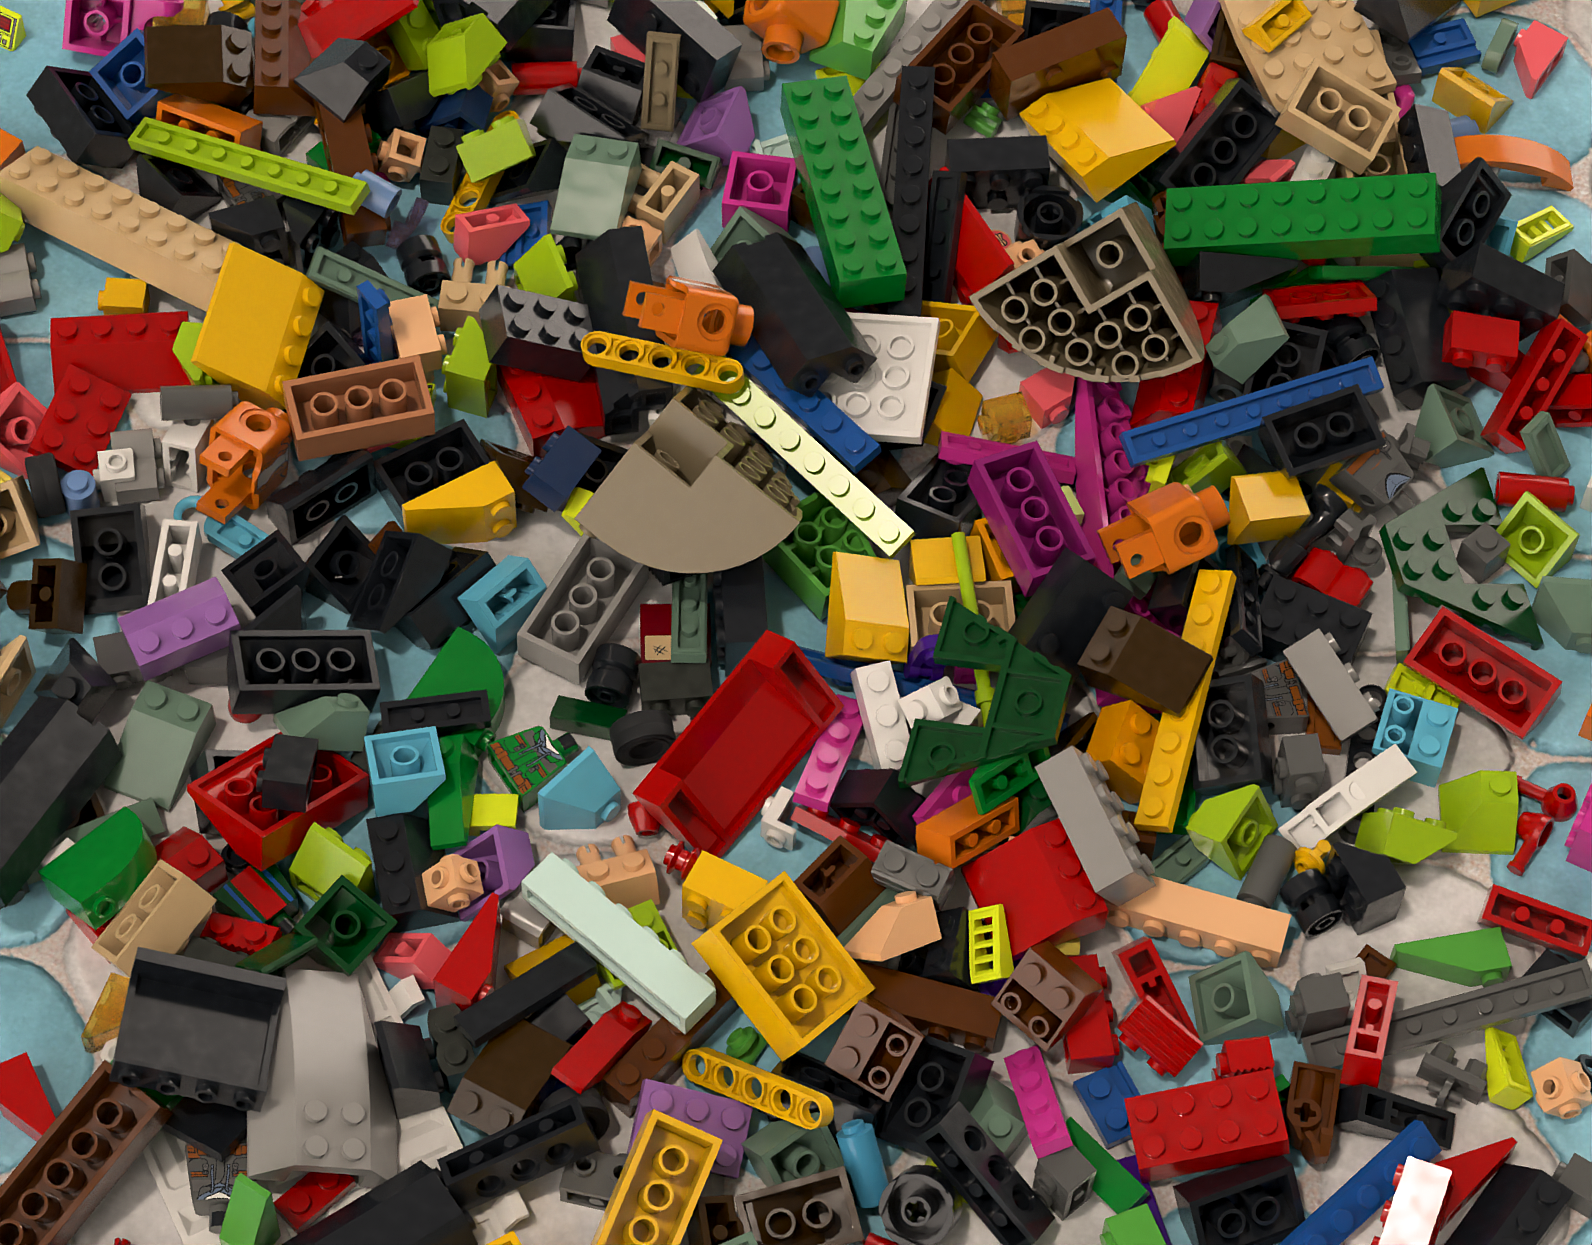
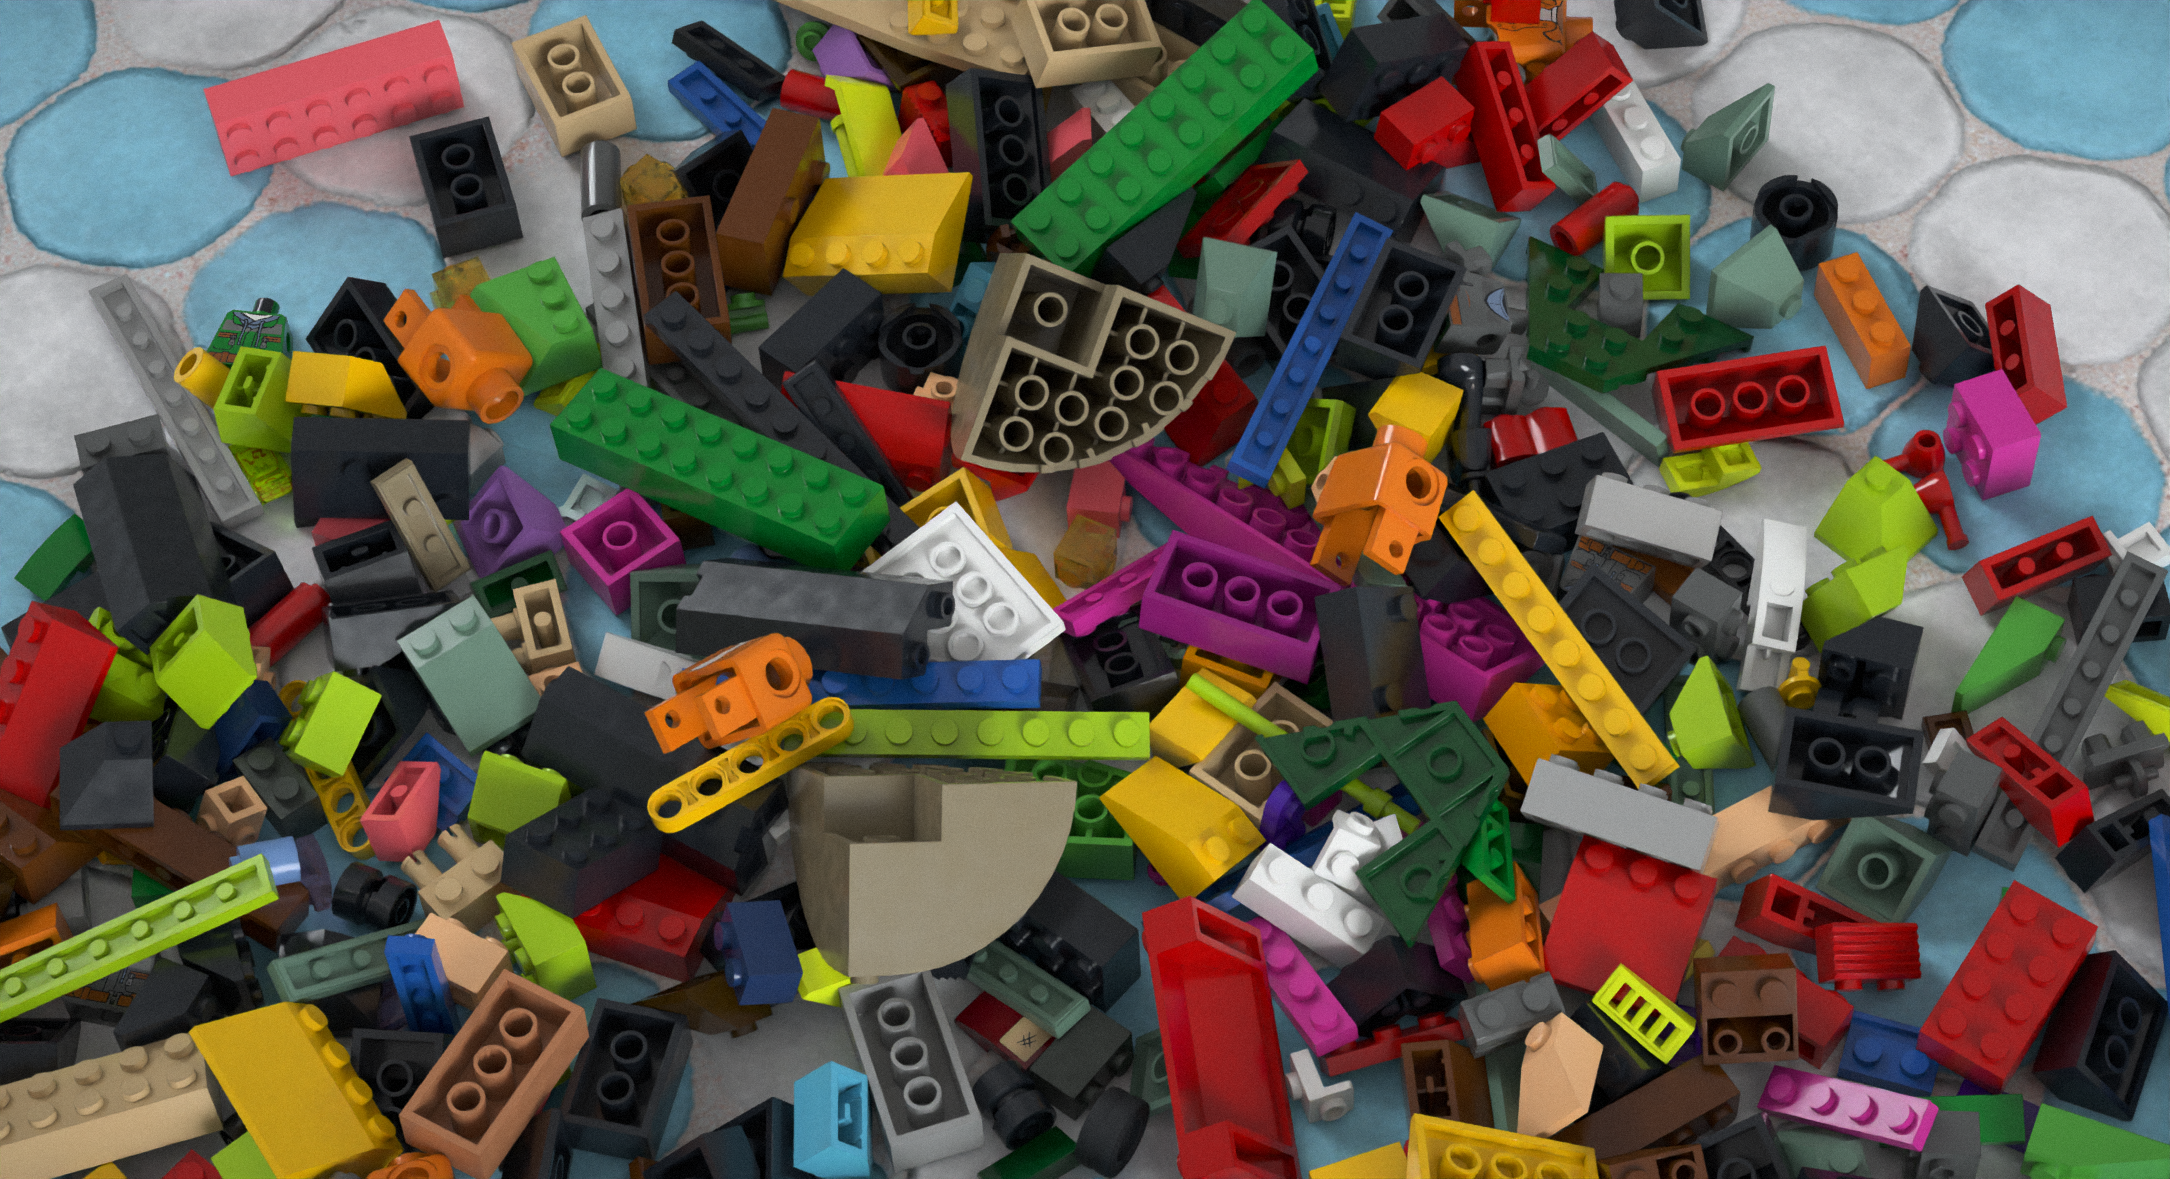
camera: 40 degrees left, 5 degrees down
(465, 509) = (698, 1078): yellow slope -> none
(1143, 663) = (1495, 637): dark brown slope -> none
(1243, 1057) = (1967, 909): red brick -> none
(1260, 918) = (1844, 767): none -> black slope
(1314, 1101) = (2060, 880): reddish brown piece -> none
(1419, 730) = (1753, 491): medium azure slope -> none

